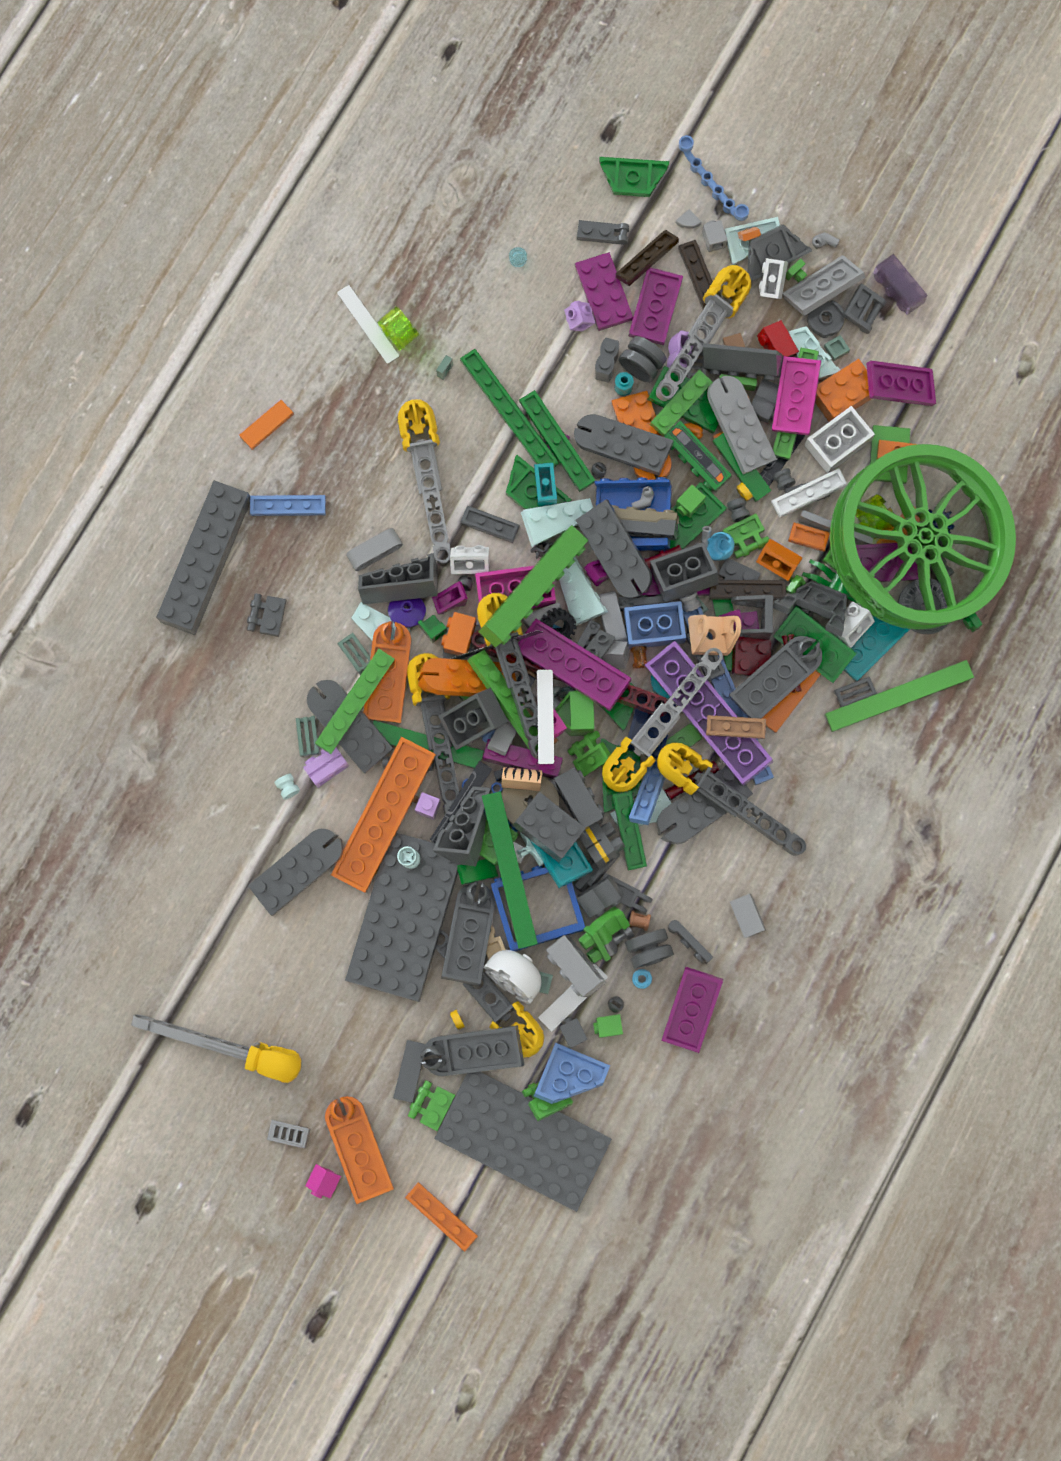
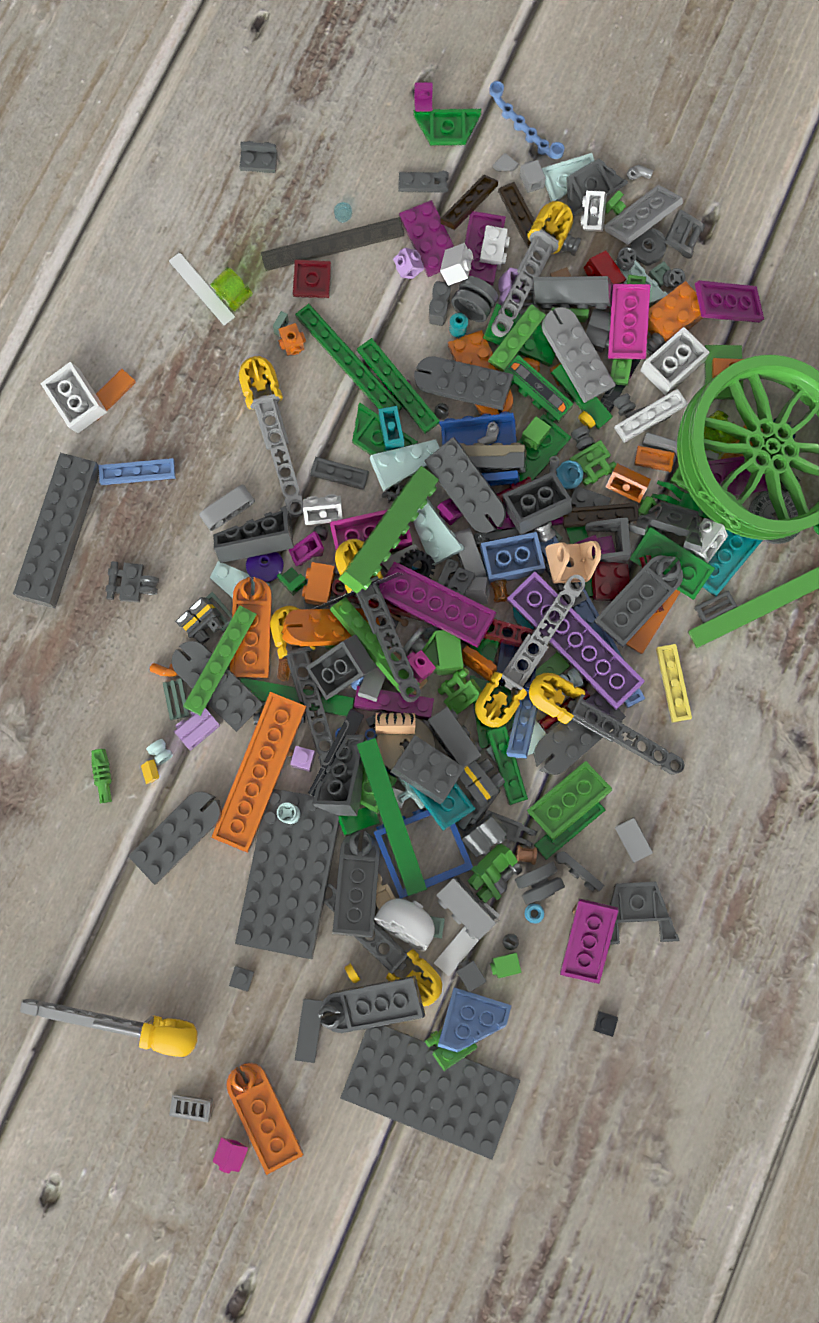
camera: 10 degrees left, 0 degrees up
(228, 803) = (102, 774): none -> bright green hinge
(231, 425) = (73, 397): none -> white brick
(276, 805) = (150, 771): none -> yellow tile
(290, 620) = (148, 585): none -> dark grey wheel
(297, 707) = (163, 671): none -> orange arm
(336, 658) = (199, 618): none -> dark grey hips
(348, 1015) = (241, 978): none -> dark grey plate
(416, 717) = (283, 670): none -> clear orange tile
(437, 193) = (258, 157): none -> dark grey bracket
(437, 1107) = (340, 1066): bright green plate -> none
(441, 1216) = (355, 1178): orange tile -> none
(454, 385) = (291, 339): none -> orange brick
(480, 323) = (312, 279): none -> dark red plate
(504, 289) = (332, 243): none -> clear smoke tile
(545, 717) = (413, 659): white sticker -> none
(610, 146) = (423, 96): none -> magenta slope
(610, 727) = (478, 663): none -> orange plate
(627, 322) = (456, 263): none -> white brick
(668, 305) = (493, 246): none -> white bracket
(685, 898) = (548, 847): none -> green tile
(687, 871) = (569, 800): none -> bright green plate
(701, 1092) = (605, 1023): none -> black plate
(703, 749) = (573, 677): none -> light aqua wheel
(736, 727) = (605, 652): medium nougat tile -> none
(747, 310) = (571, 244): none -> dark grey wheel
(747, 979) = (639, 904): none -> dark grey wing
(749, 233) = (566, 170): orange tile -> none
(802, 326) = (628, 254): none -> dark grey wheel
(804, 765) = (674, 683): none -> light yellow plate
(821, 419) = (654, 343): none -> dark grey wheel
(851, 355) = (678, 278): none -> dark grey wheel
(899, 284) = (716, 208): clear purple brick -> none

